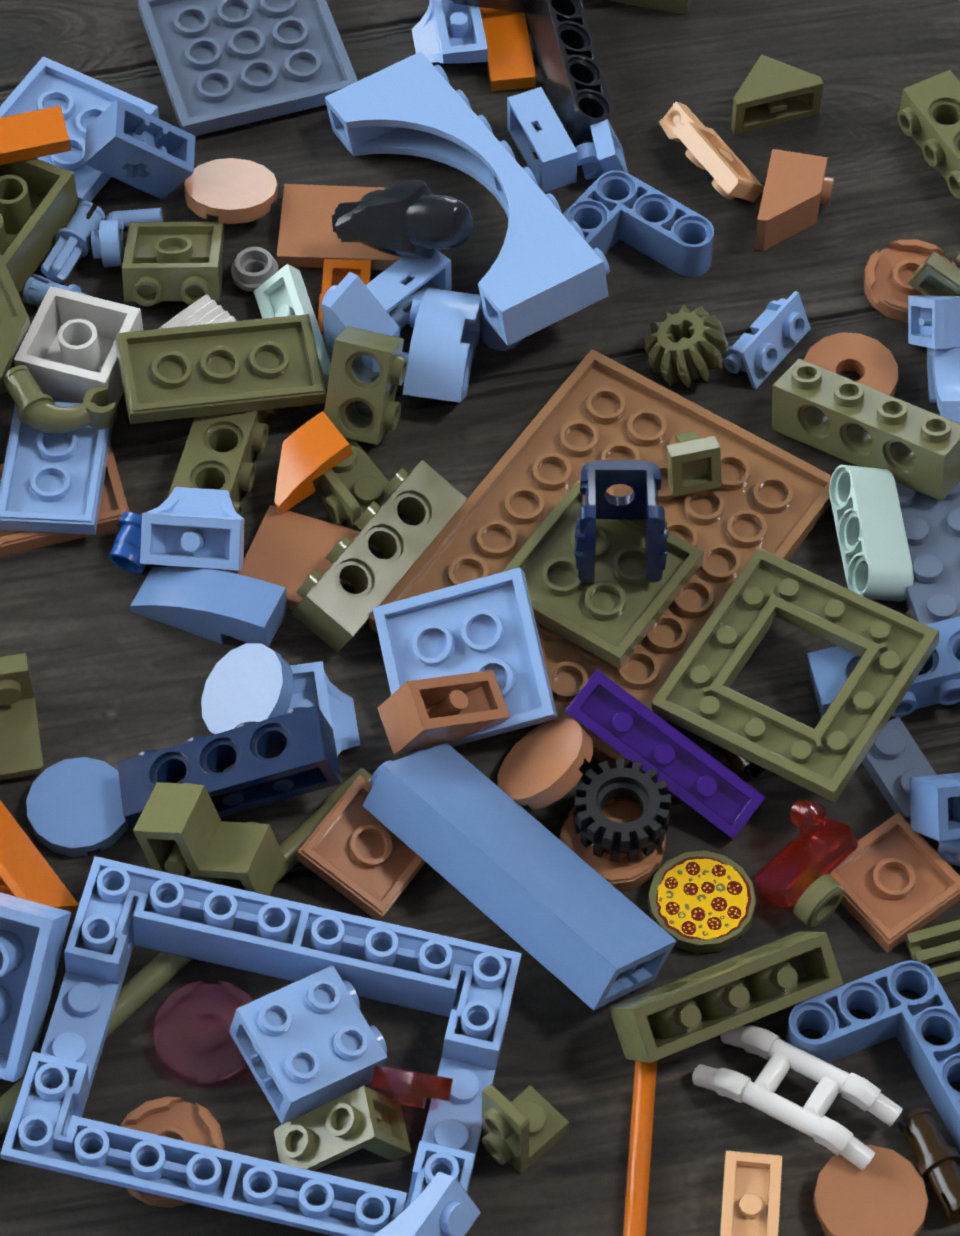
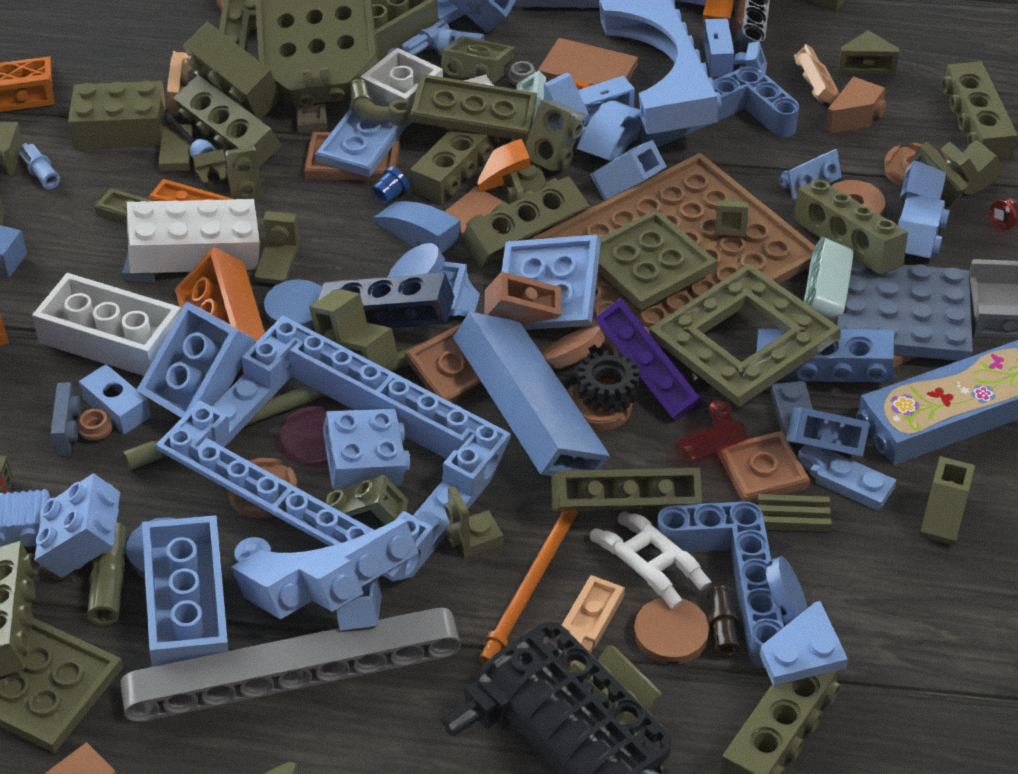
camera: 20 degrees right, 10 degrees down
(194, 531) = (421, 183): light blue slope -> none
(231, 190) = (526, 33): tile -> none
(404, 220) = (612, 58): black animal -> none
(411, 1087) = (414, 485): clear red plate -> none
(498, 412) = (628, 170): none -> light blue slope
(641, 504) = (656, 216): dark blue piece -> none
(686, 346) = (757, 163): olive gear -> none
(702, 901) = (639, 444): tile -> none
(819, 901) = (710, 460): olive tile -> none

